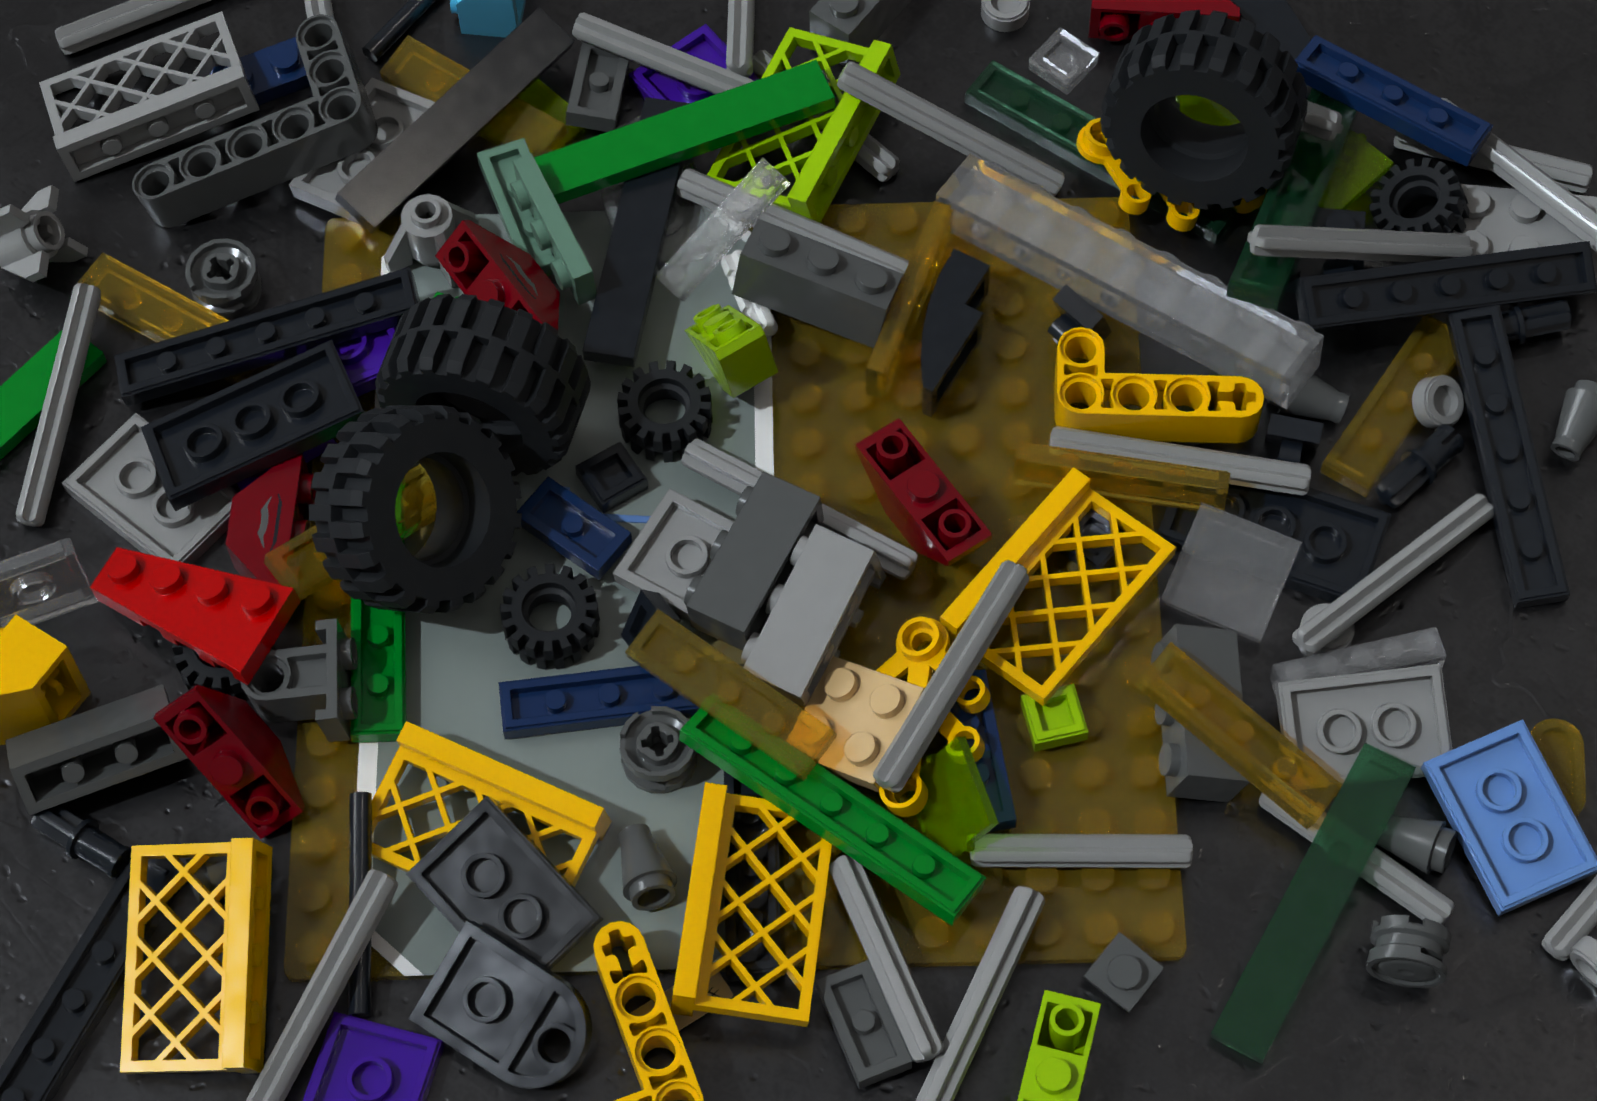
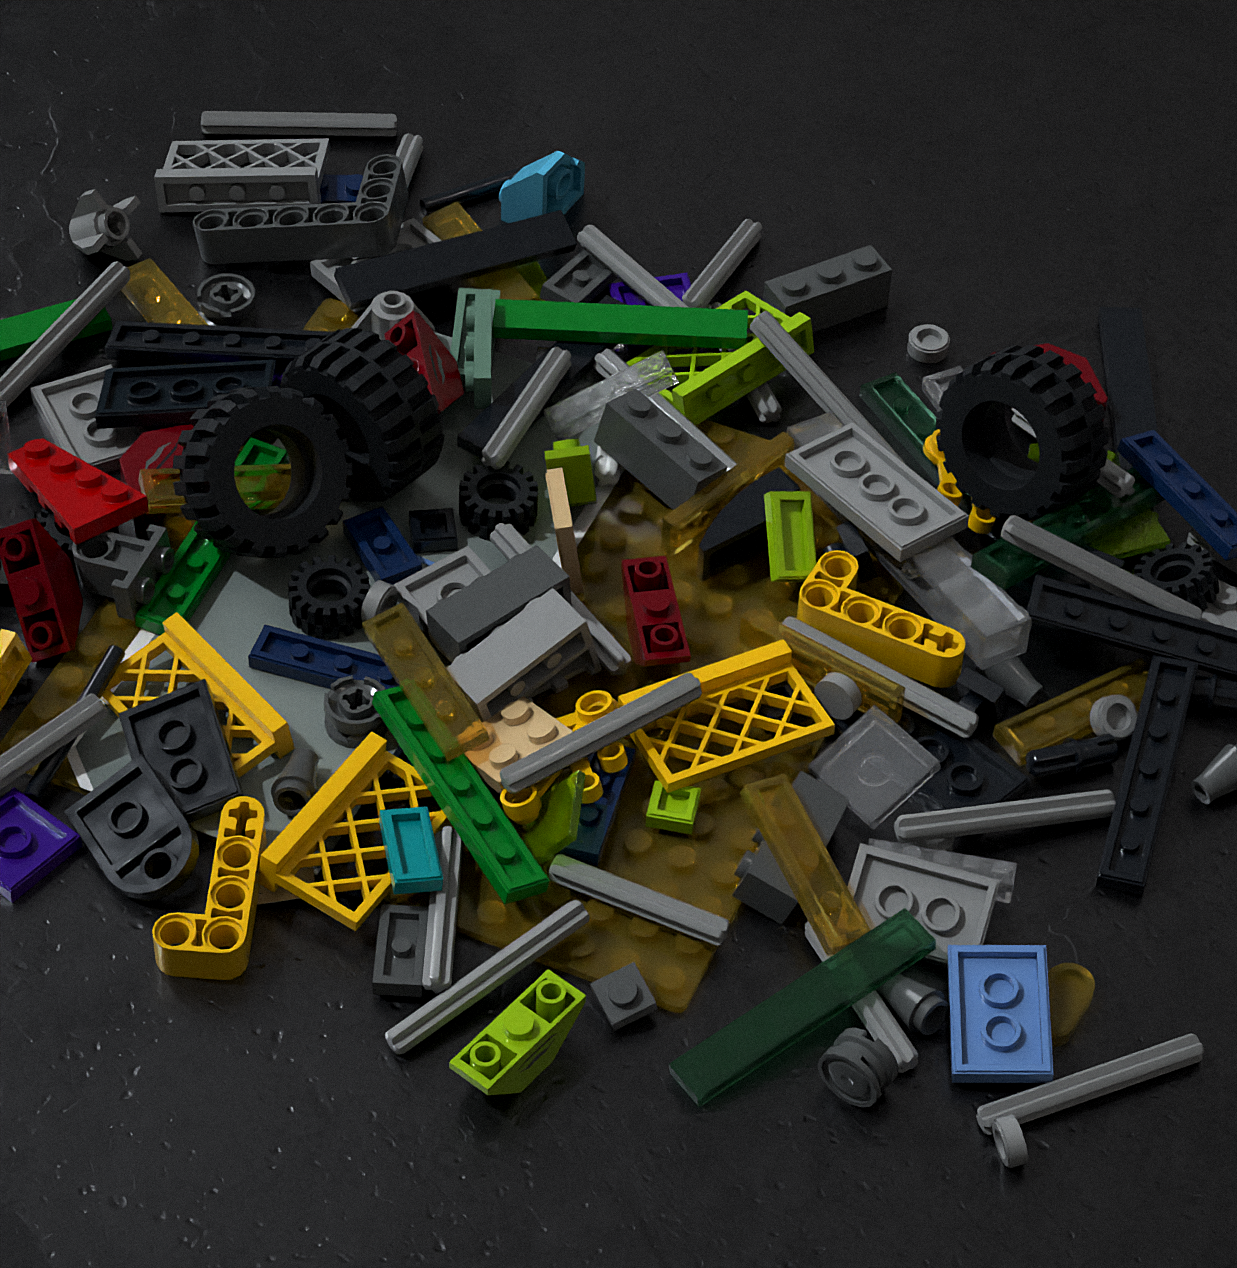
camera: 20 degrees right, 15 degrees down
(610, 602) = (378, 600): none -> light grey tile
(643, 286) = (526, 408): none -> light grey axle
(769, 428) = (564, 527): none -> tan tile
(822, 908) = (410, 850): none -> teal tile
(1009, 330) = (790, 535): none -> lime tile
(1078, 241) = (876, 491): none -> light grey tile
(1156, 505) = (838, 695): none -> light grey tile

